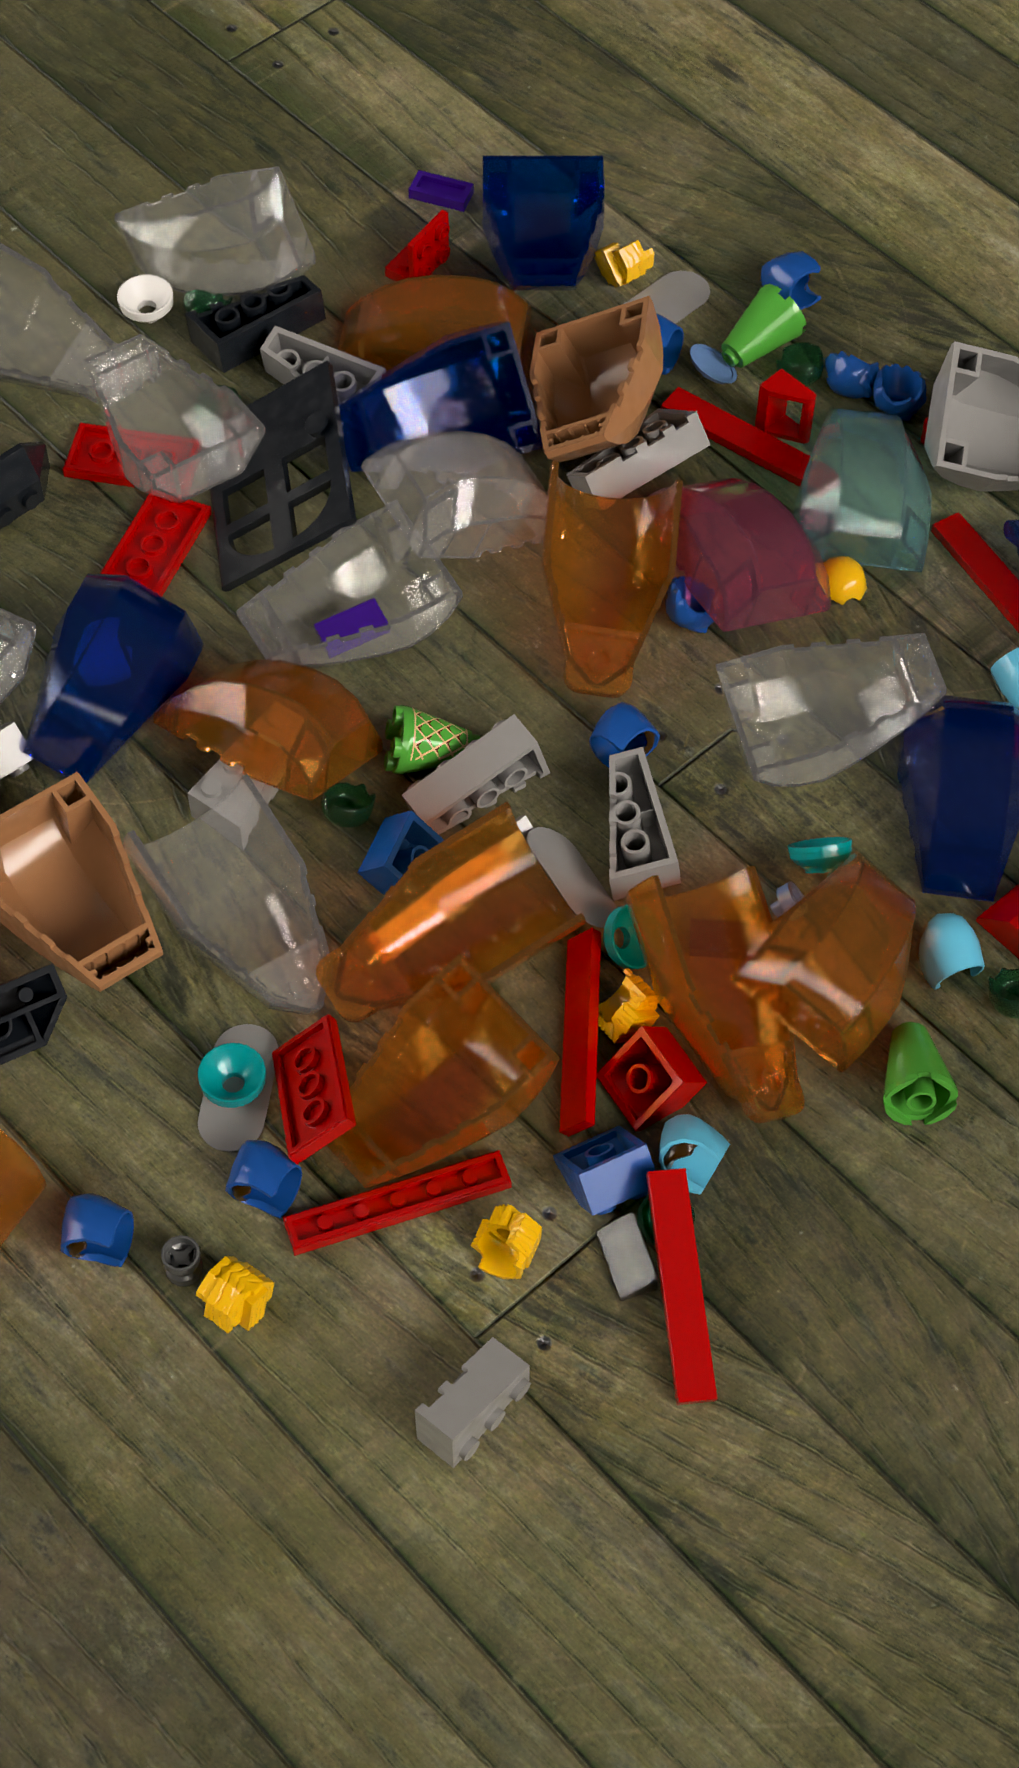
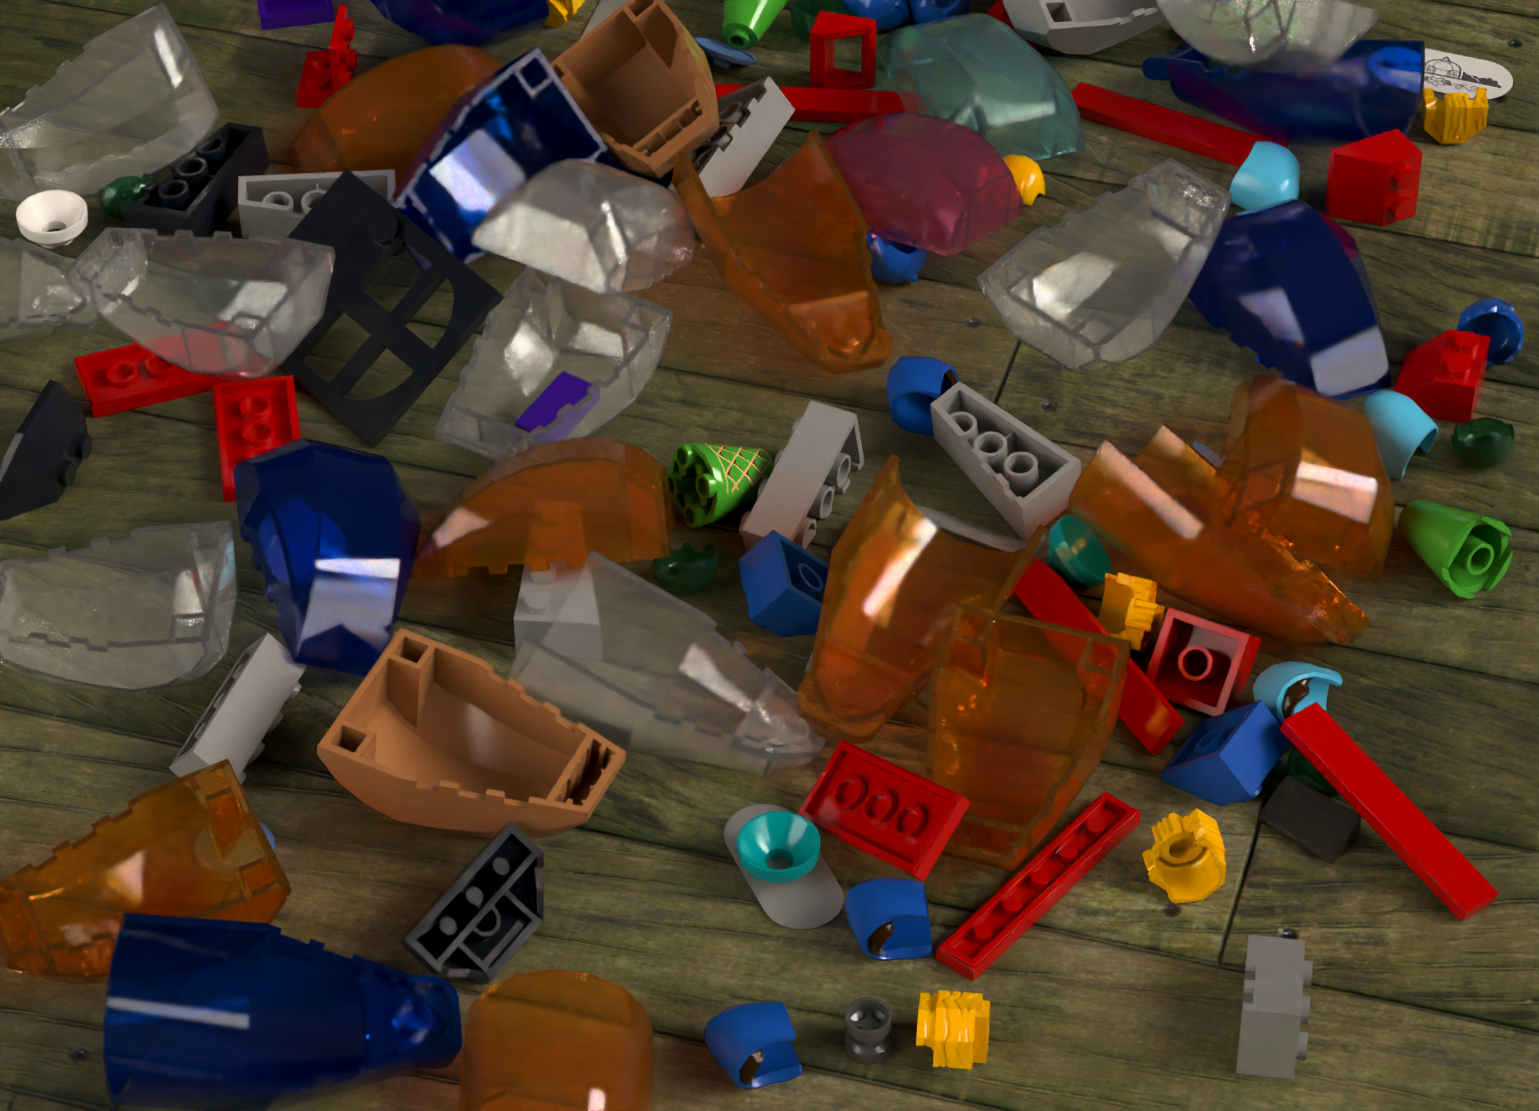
camera: 30 degrees left, 15 degrees down
(820, 854) = (1203, 408): teal piece -> none

